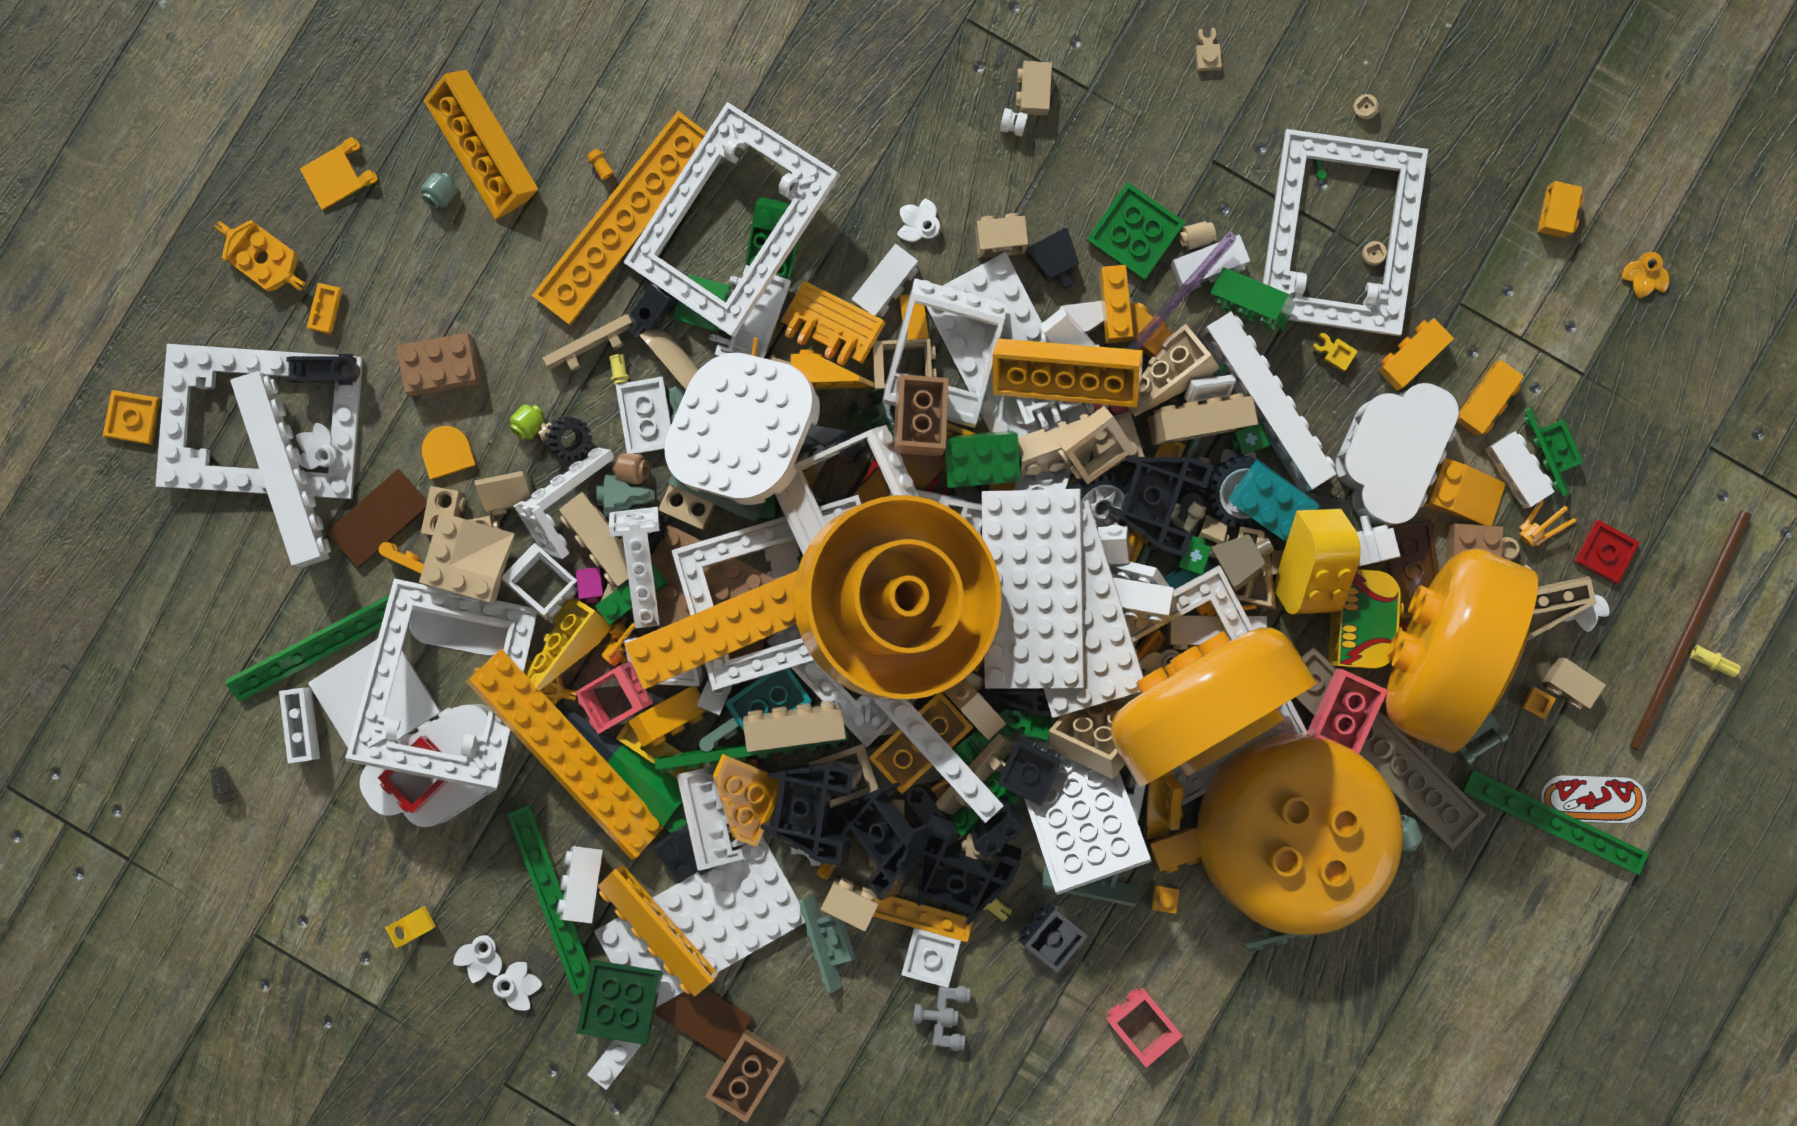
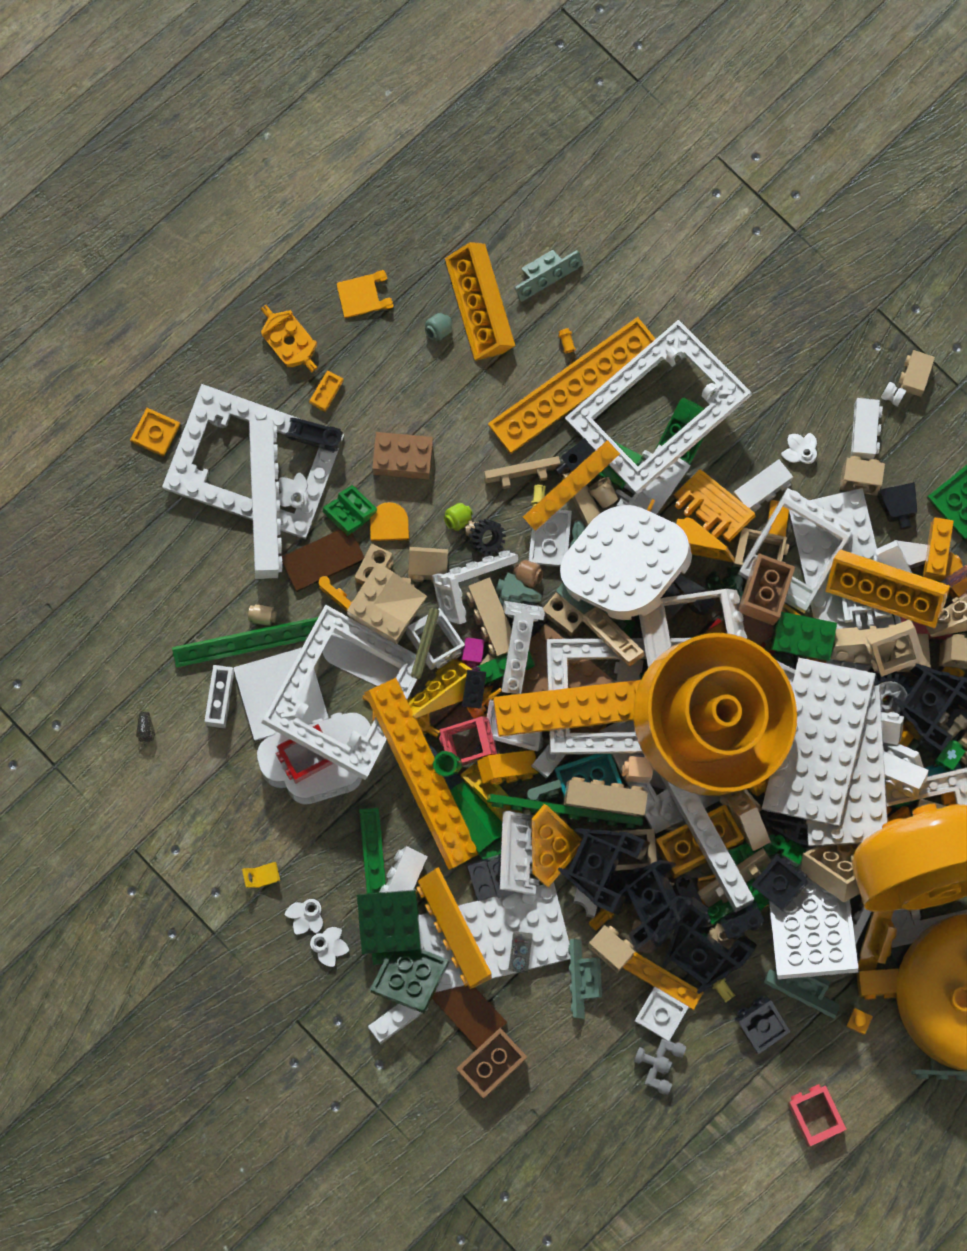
camera: 15 degrees right, 10 degrees down
(323, 609) = (262, 615): none -> tan brick
(394, 450) = (349, 510): none -> green slope
(526, 594) = (425, 643): none -> olive axle
(551, 84) = (546, 271): none -> sand green bracket
(576, 945) = (389, 921): none -> dark green plate
(594, 735) = (447, 764): none -> green piece
(600, 632) = (474, 688): none -> black hinge
(651, 347) = (571, 485): none -> light orange plate
(694, 343) = (603, 492): none -> tan piece
(744, 933) = (520, 952): none -> clear smoke tile
(751, 526) = (613, 636): none -> tan hinge
(821, 683) = (637, 770): none -> light nougat brick
(991, 174) = (866, 428): none -> white brick

